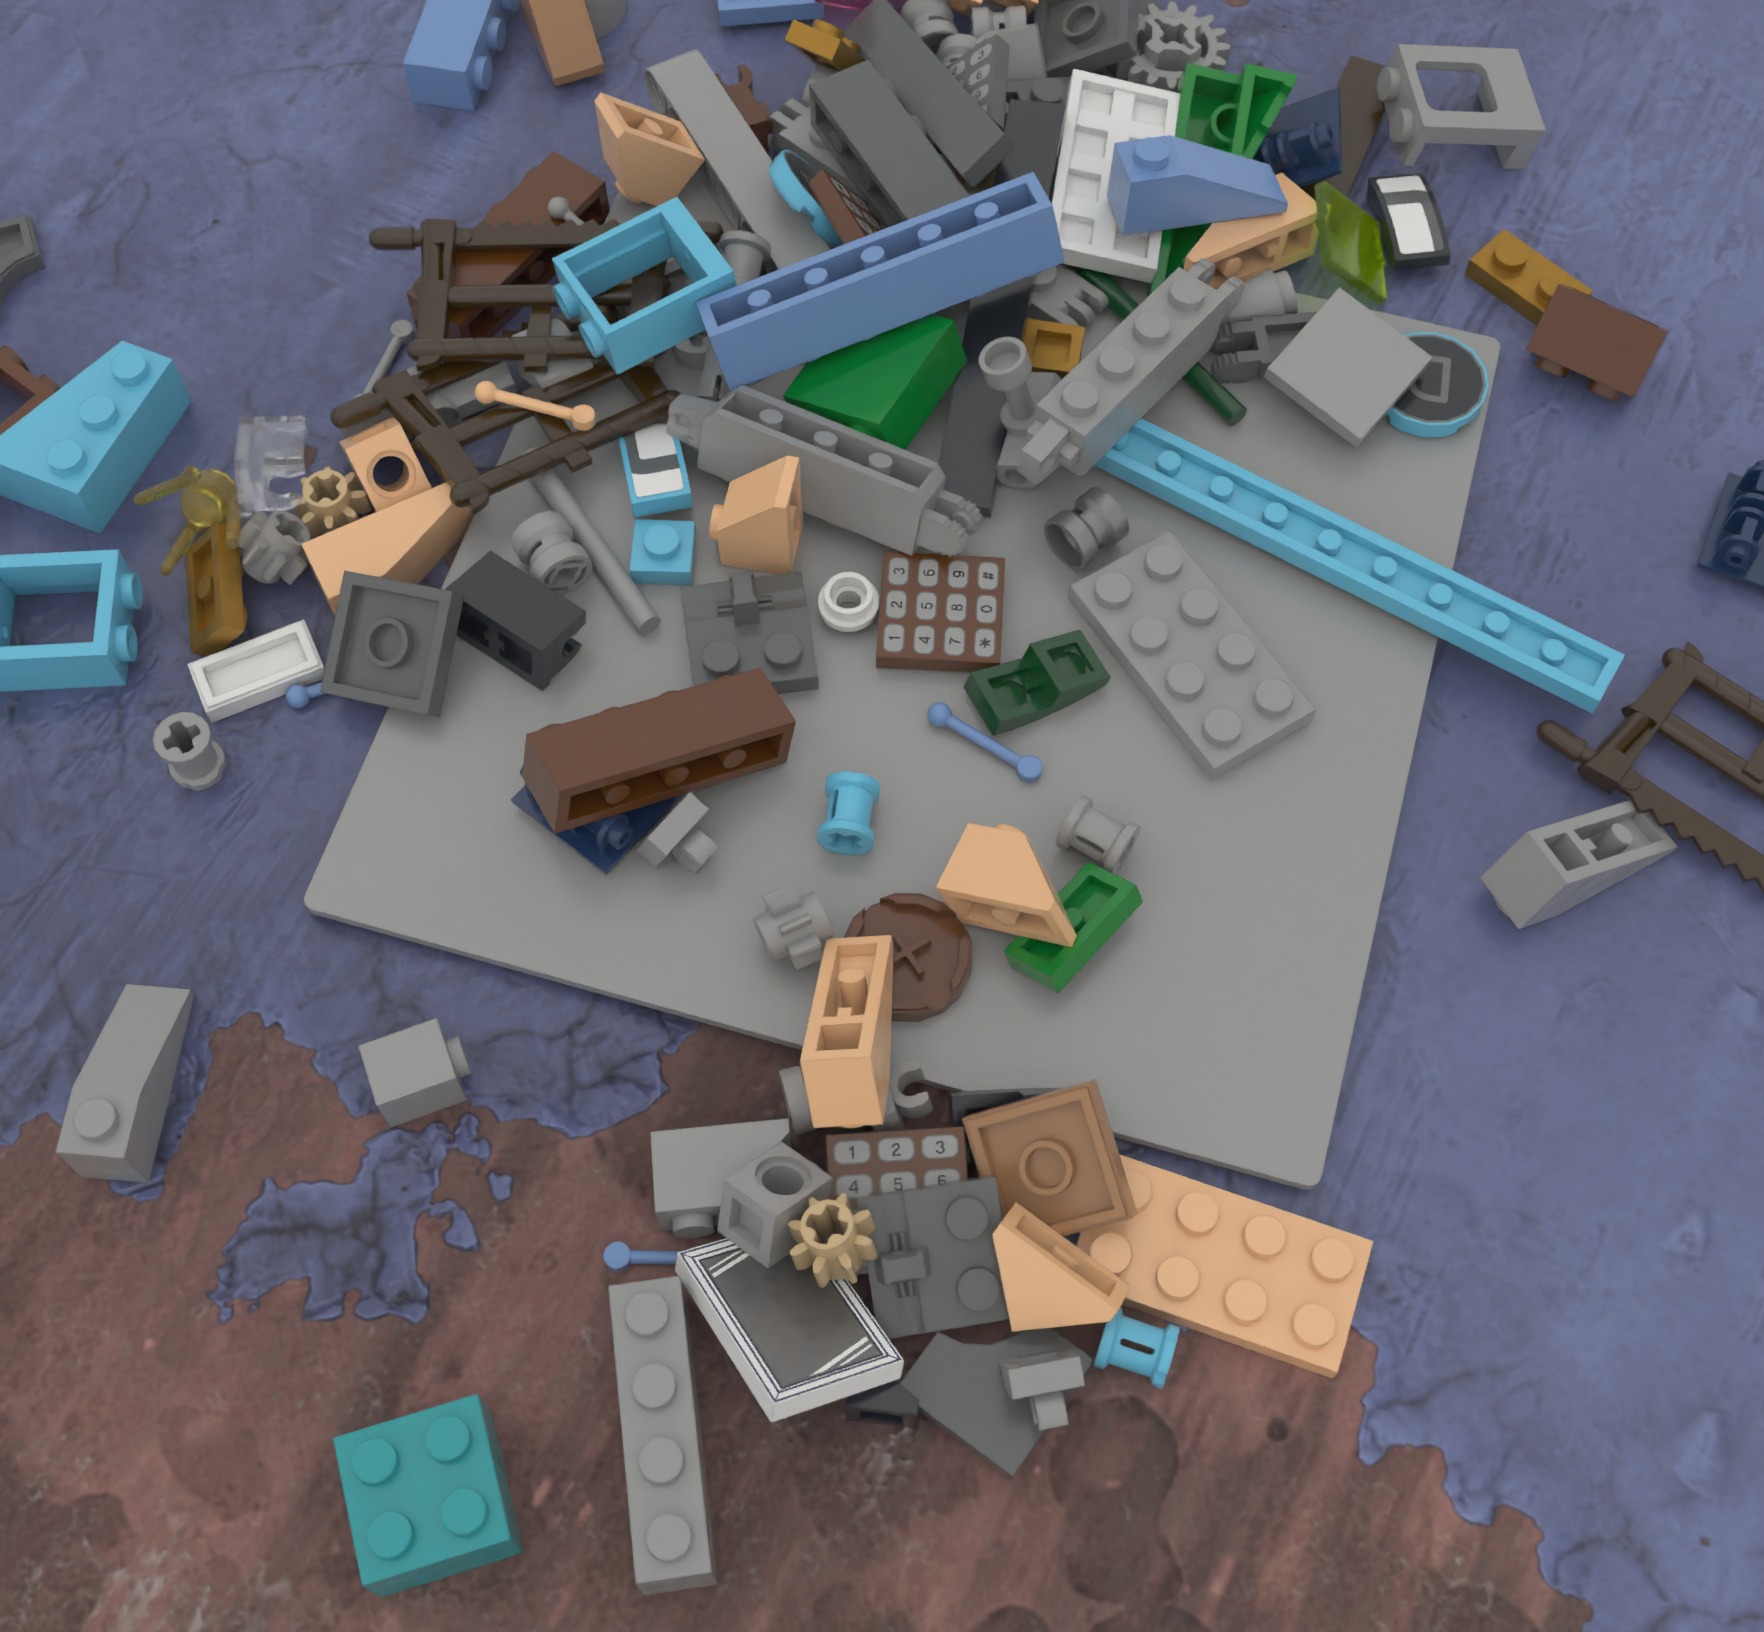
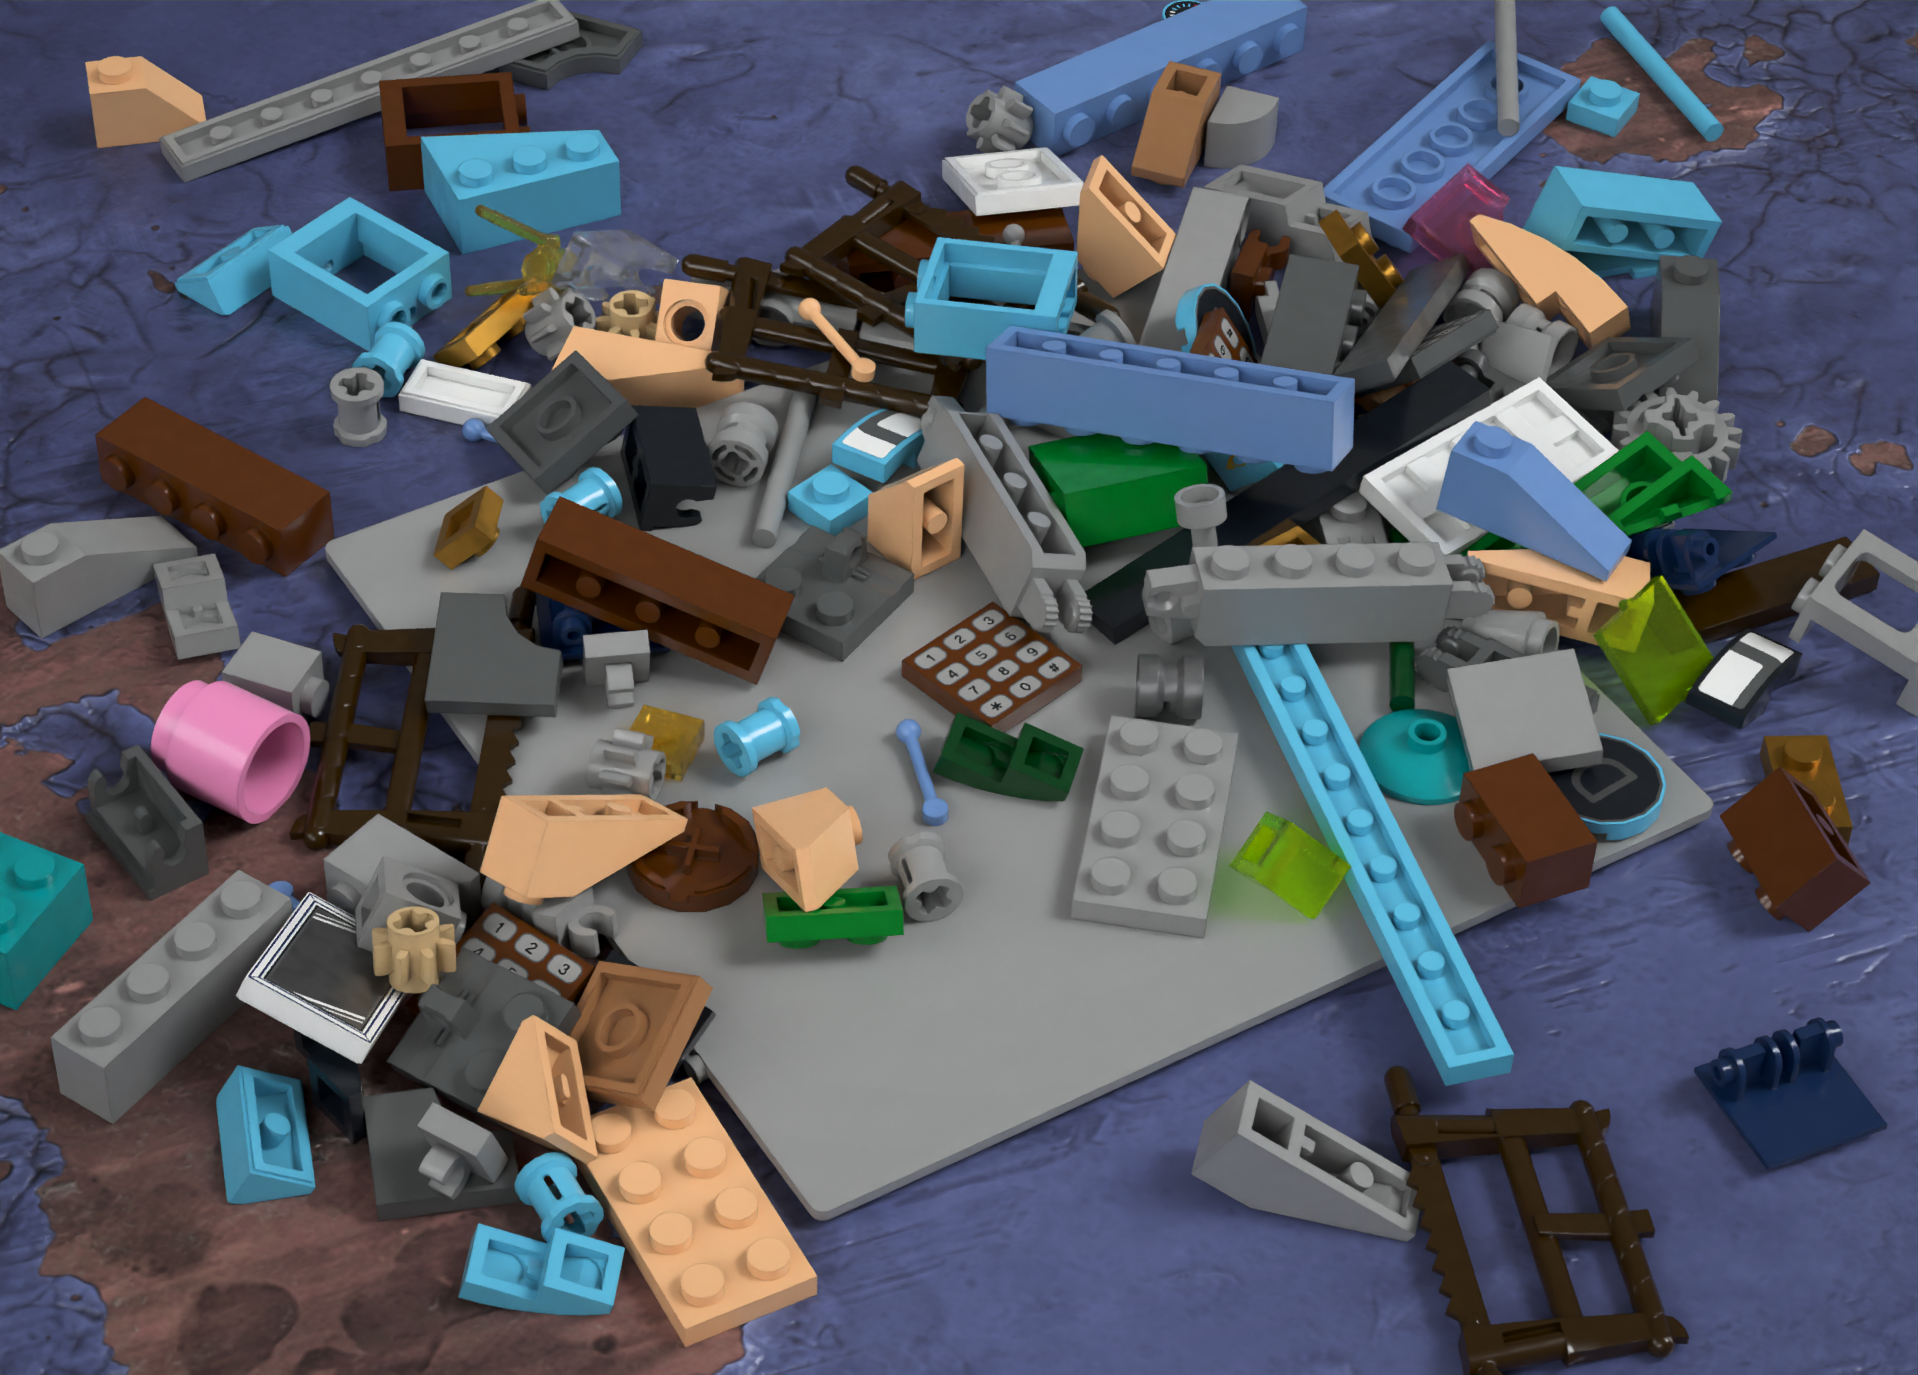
camera: 40 degrees right, 20 degrees down
(149, 924) = (215, 486): none -> reddish brown brick
(162, 683) = (394, 351): none -> medium azure bush
(255, 1047) = (196, 606): none -> light grey slope
(417, 107) = (999, 121): none -> light grey gear
(422, 801) = (469, 528): none -> pearl gold plate
(455, 1295) = (147, 826): none -> dark grey hinge
(456, 1170) = (231, 748): none -> bright pink piece
(487, 708) = (593, 490): none -> medium azure bush
(493, 156) = (1012, 181): none -> white tile
(507, 939) = (445, 830): none -> dark brown piece
(580, 920) = (486, 665): none -> dark grey tile
(720, 37) = (1288, 208): none -> light grey slope
(772, 866) = (674, 735): none -> clear yellow plate
(848, 588) = (926, 614): white plate -> none
(853, 1491) = (264, 1137): none -> medium azure slope
(1182, 1417) = (527, 1275): none -> medium azure slope
(1300, 465) = (1416, 756): none -> teal dish
(1322, 617) = (1290, 864): none -> clear neon green panel
(1435, 461) = (1525, 830): none -> reddish brown brick

